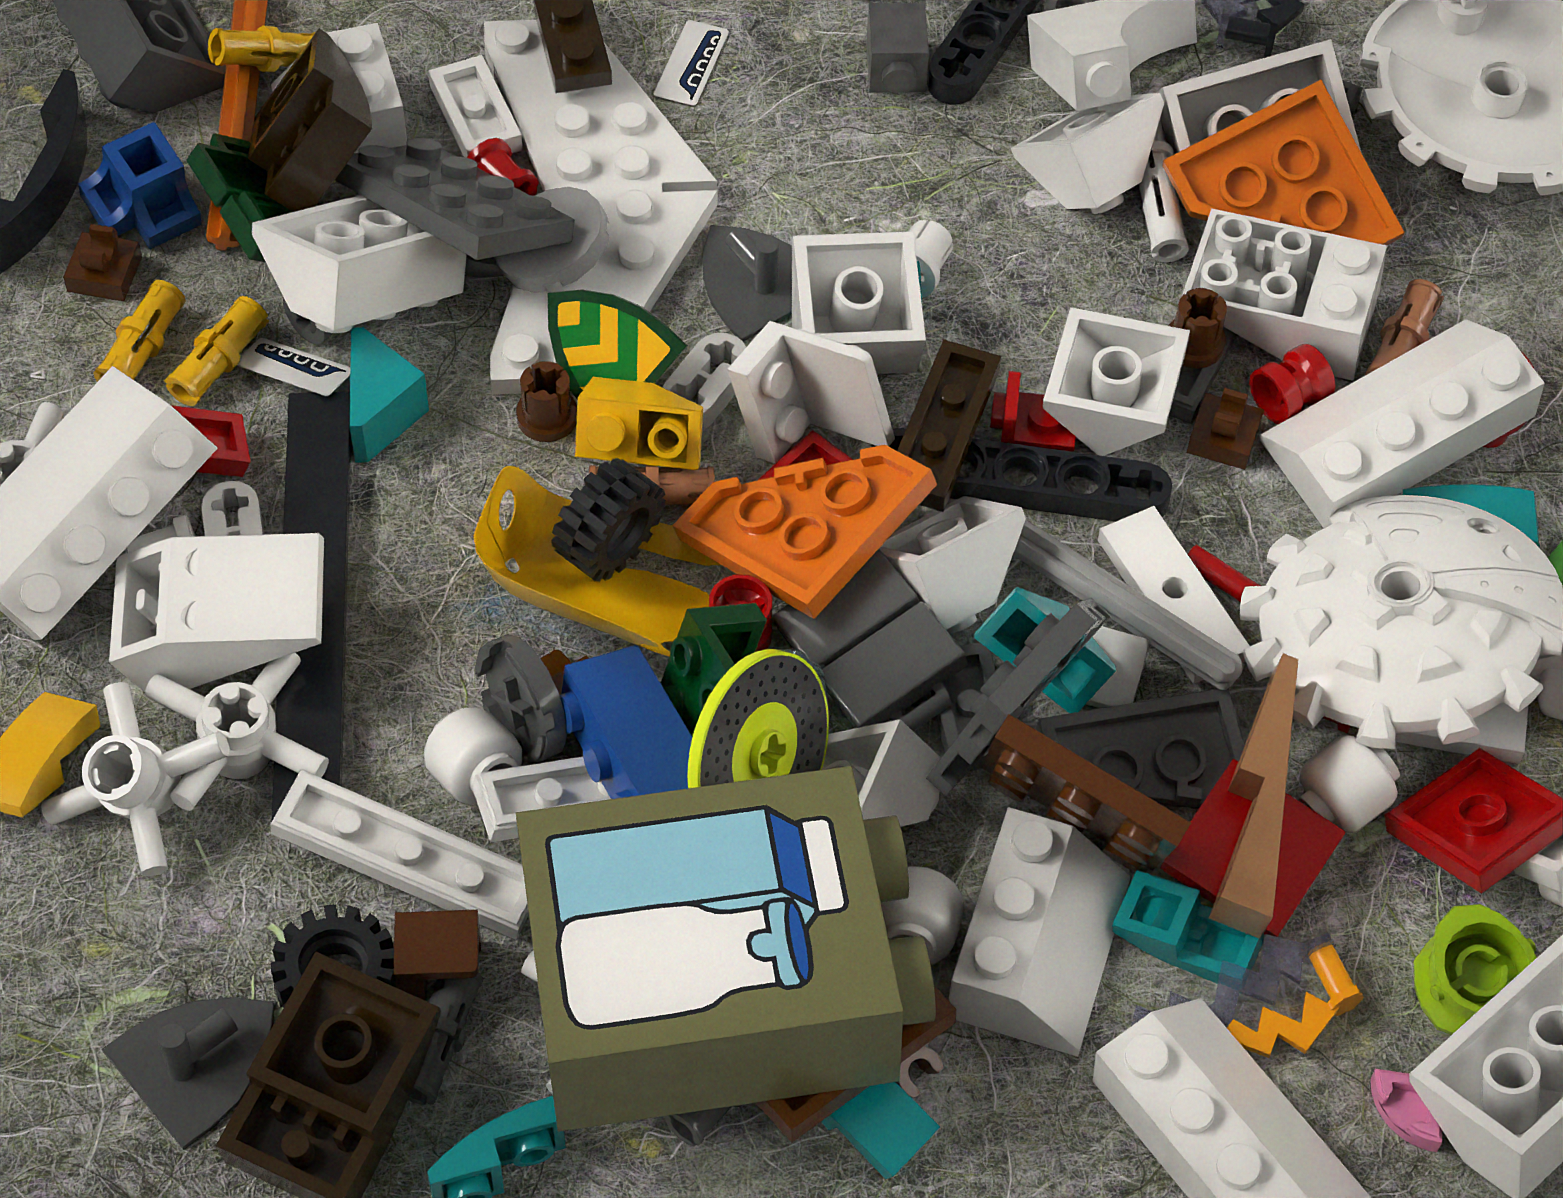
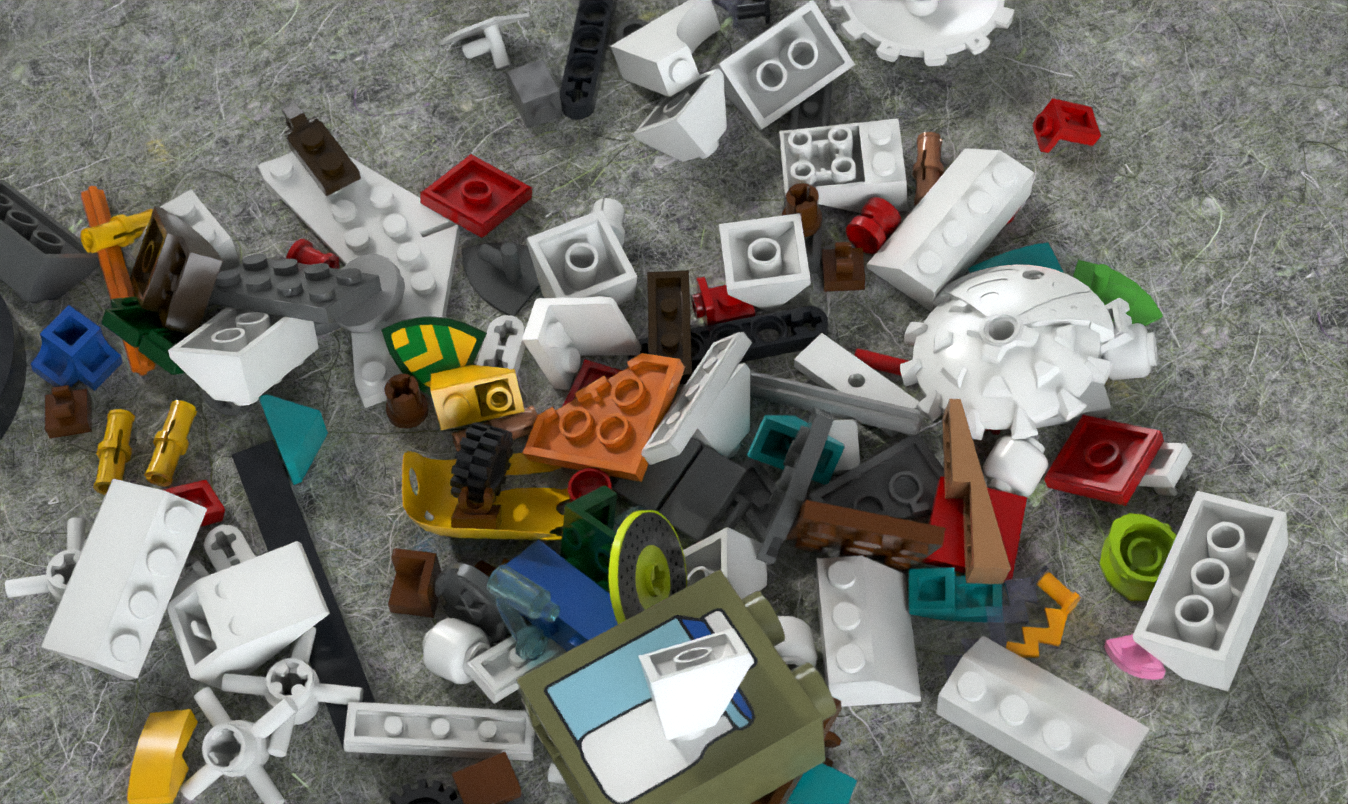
camera: 15 degrees left, 0 degrees up
(294, 366) = (227, 435): white sticker -> none
(452, 649) = (414, 583): none -> reddish brown panel
(473, 104) = (274, 222): white plate -> none
(571, 585) = (476, 515): none -> reddish brown tile
(579, 711) = (519, 594): none -> clear light blue plant
(691, 62) = (403, 147): white sticker -> none
(742, 900) = (695, 682): none -> white slope
(759, 159) = (476, 195): none -> red tile
(934, 531) = (696, 398): none -> white tile
(1165, 232) = (754, 155): white pin -> none
(1288, 168) = (816, 89): orange plate -> none

